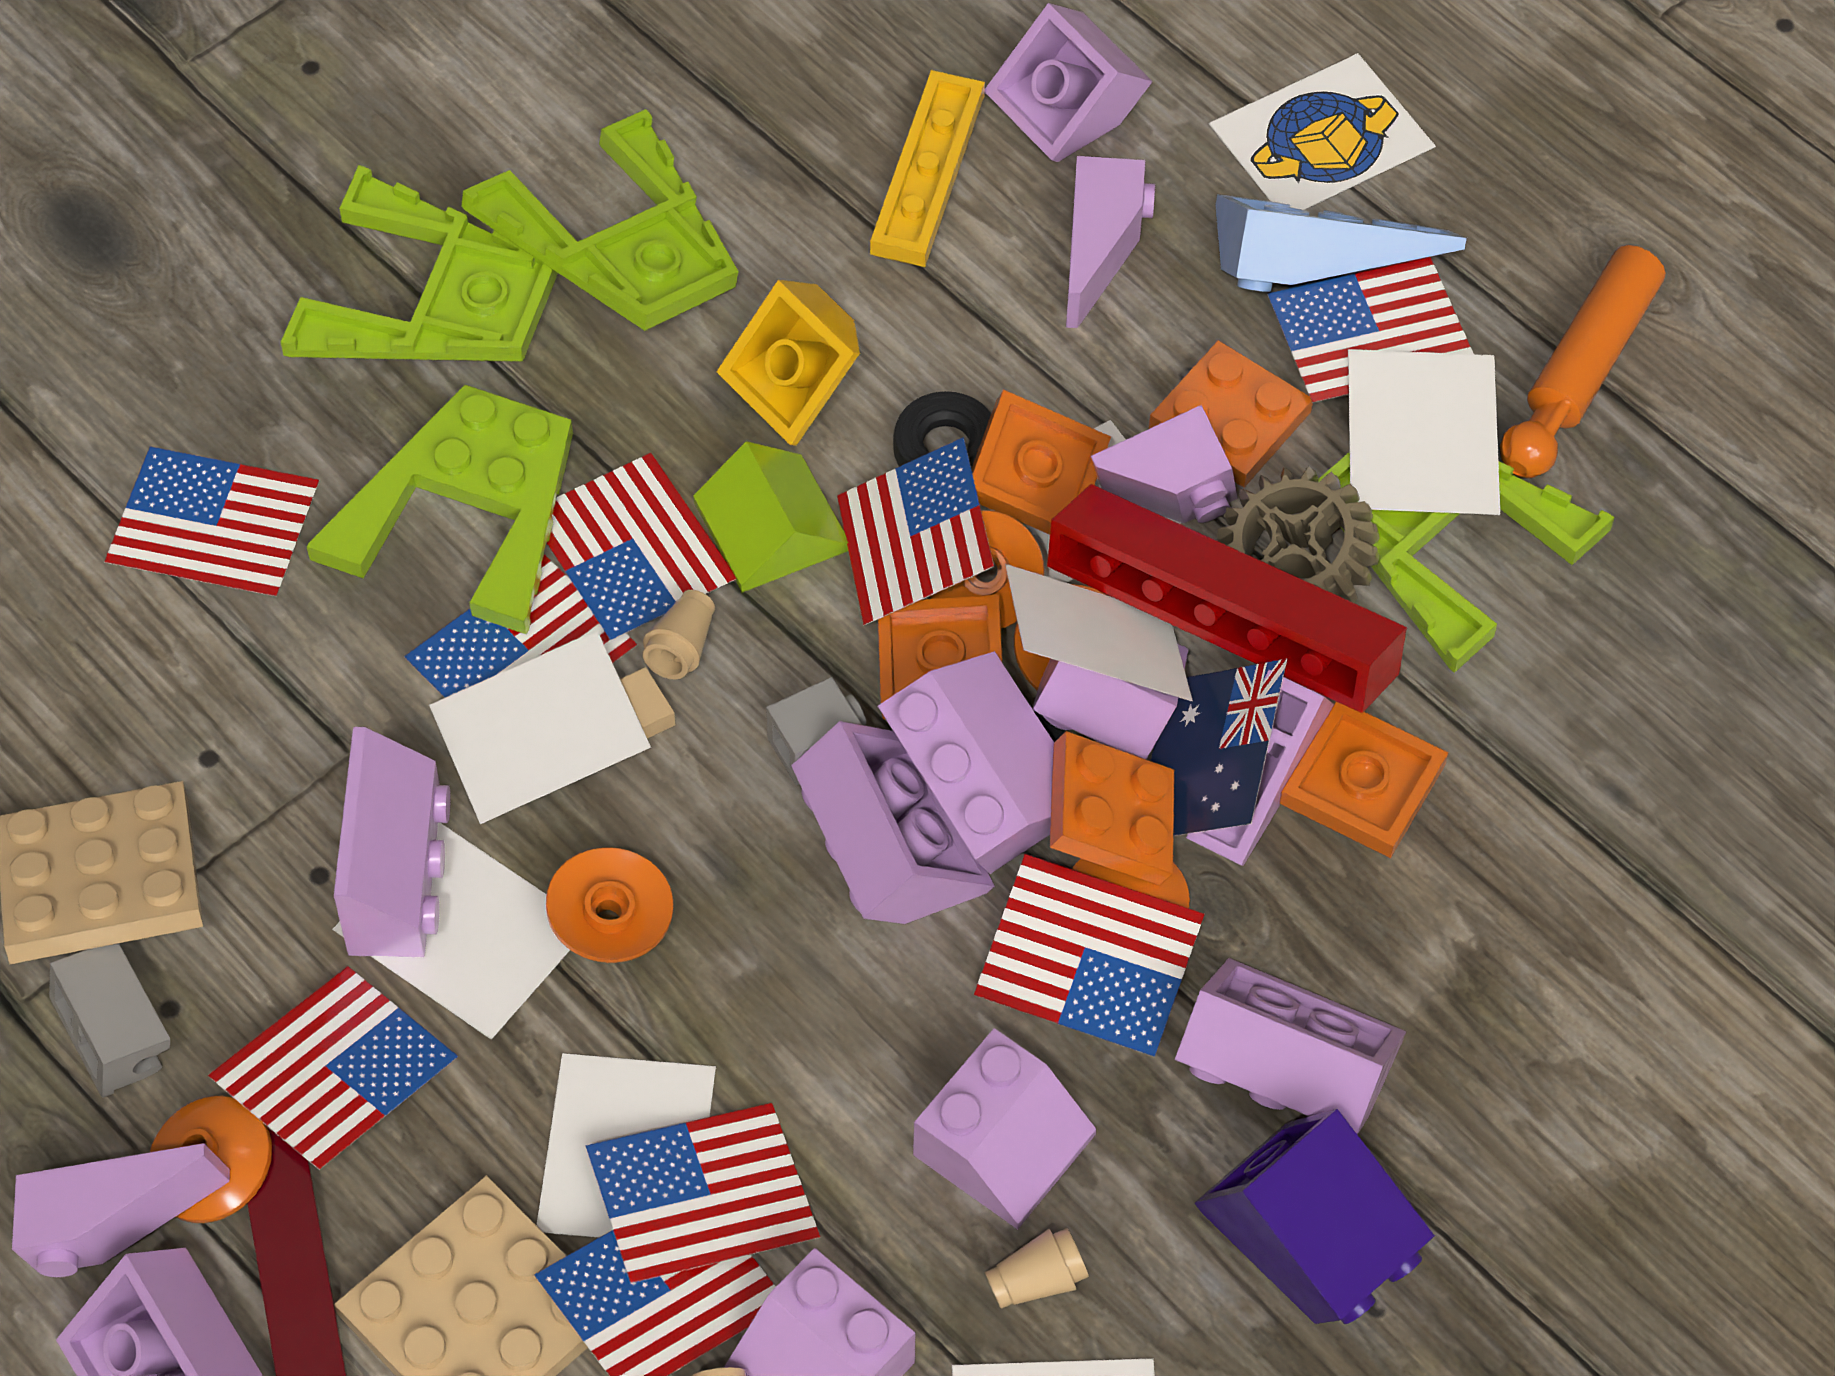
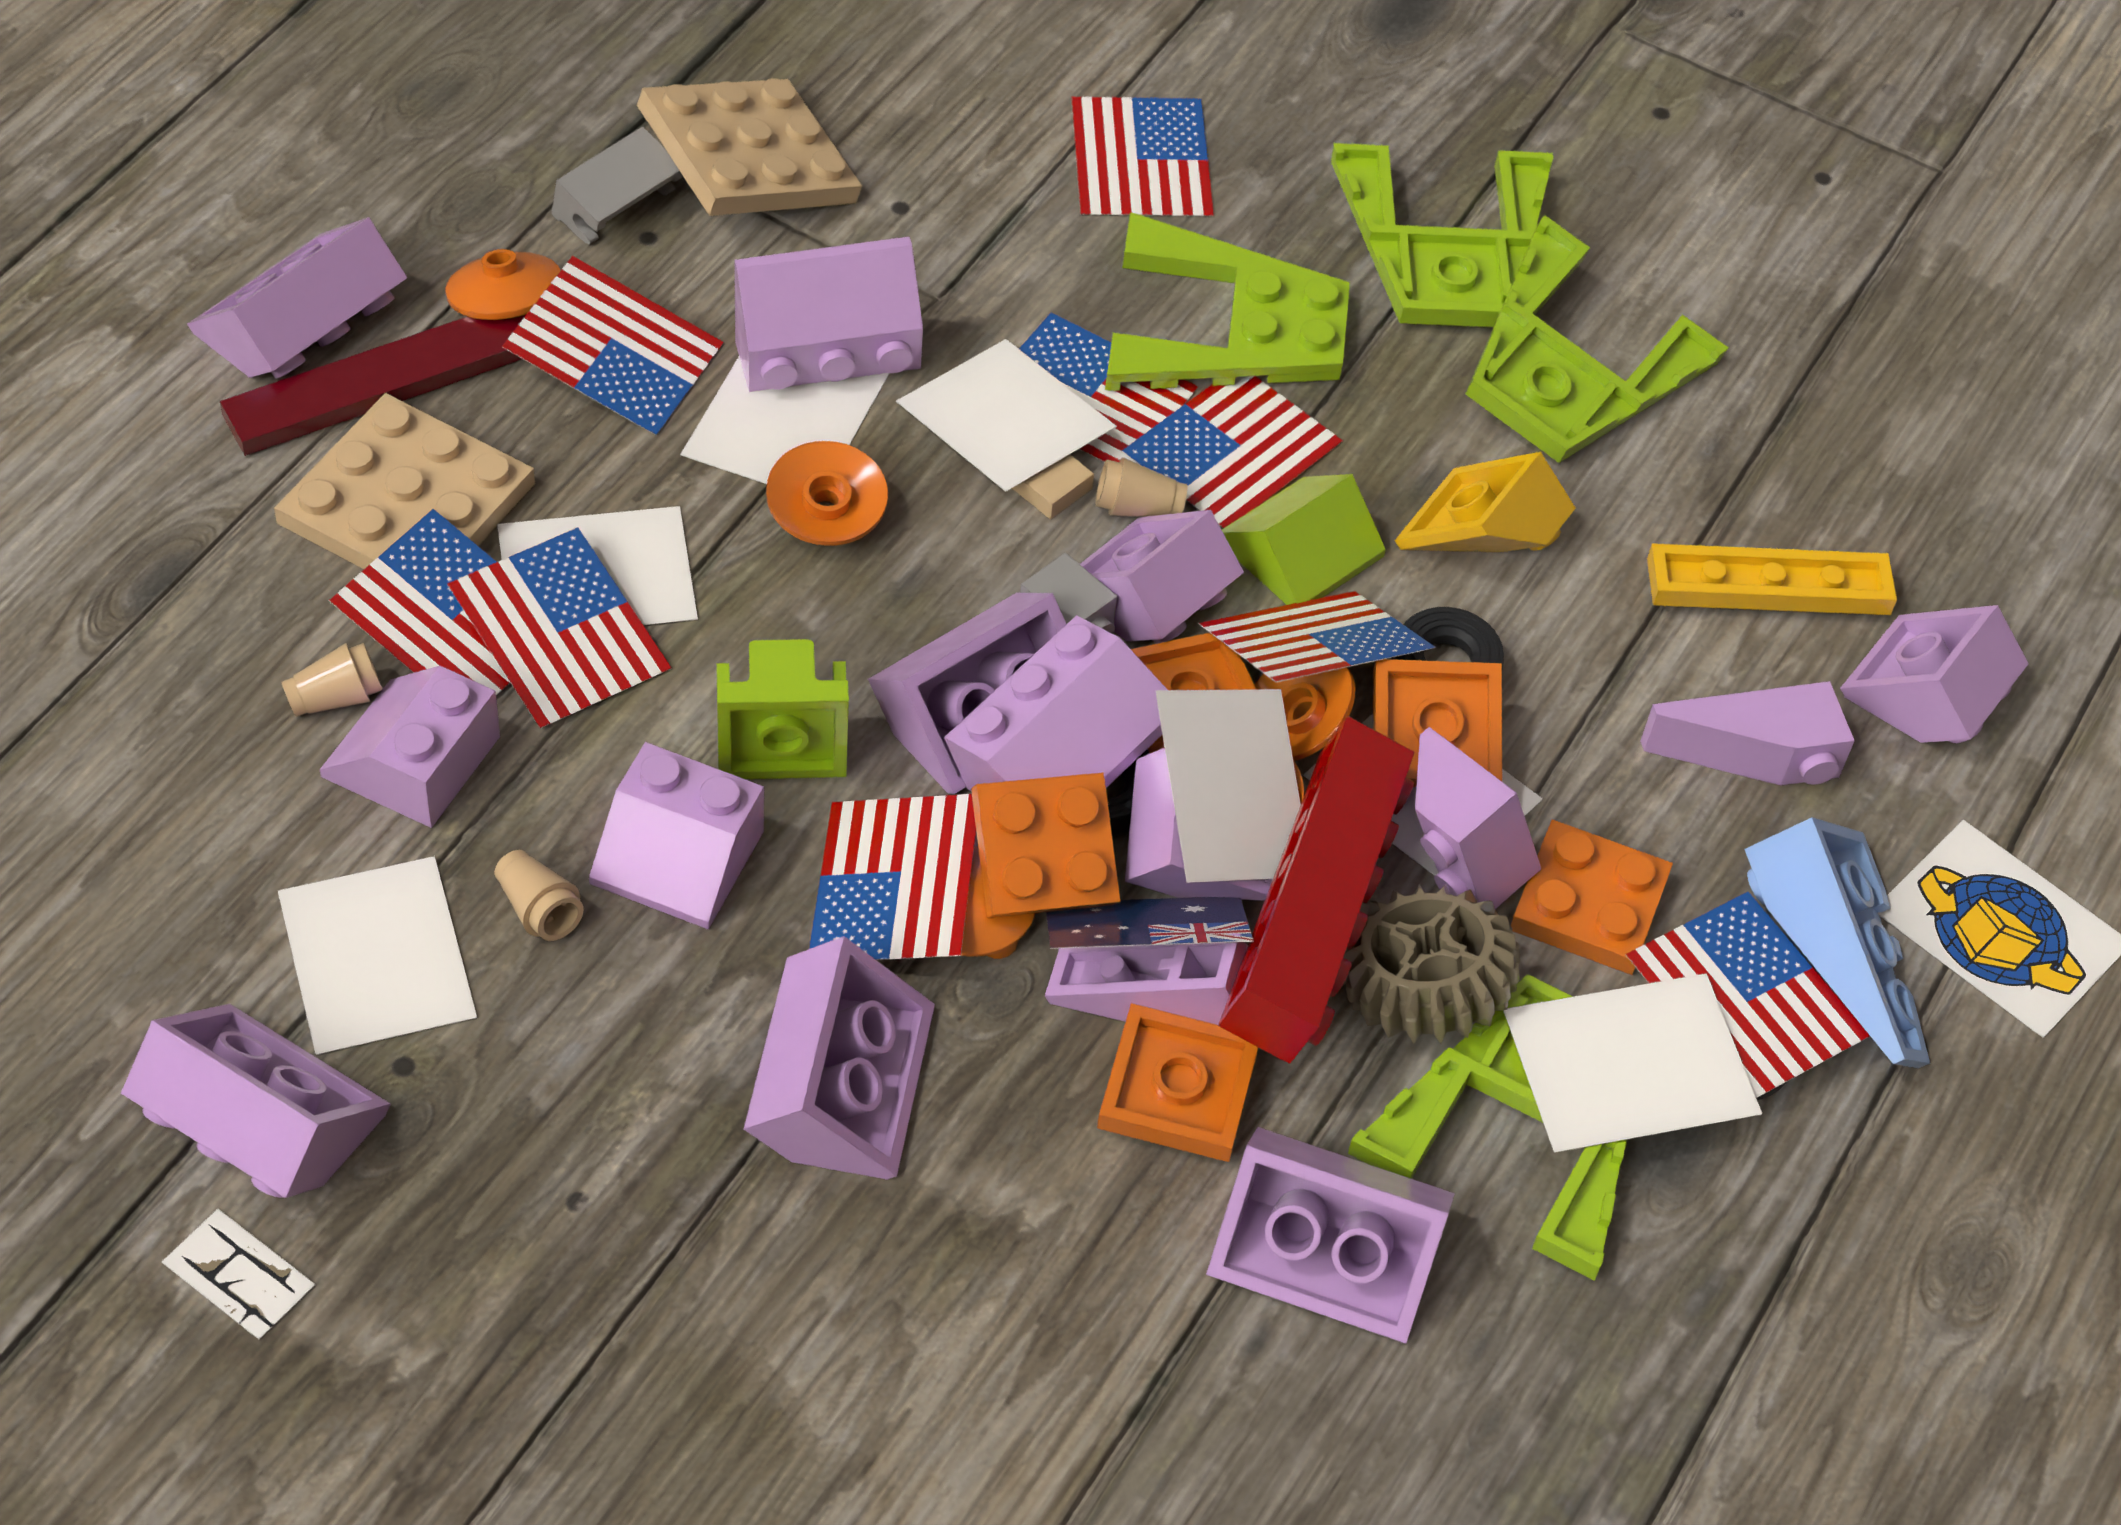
camera: 70 degrees right, 5 degrees down
(102, 1207) = (428, 216): lavender slope -> none
(786, 639) = (1164, 572): none -> lavender slope
(900, 992) = (783, 716): none -> lime panel
(1319, 1217) = (639, 1112): dark purple slope -> none
(1541, 701) = (1330, 1234): none -> lavender slope
(1583, 358) = (1808, 1211): orange piece -> none

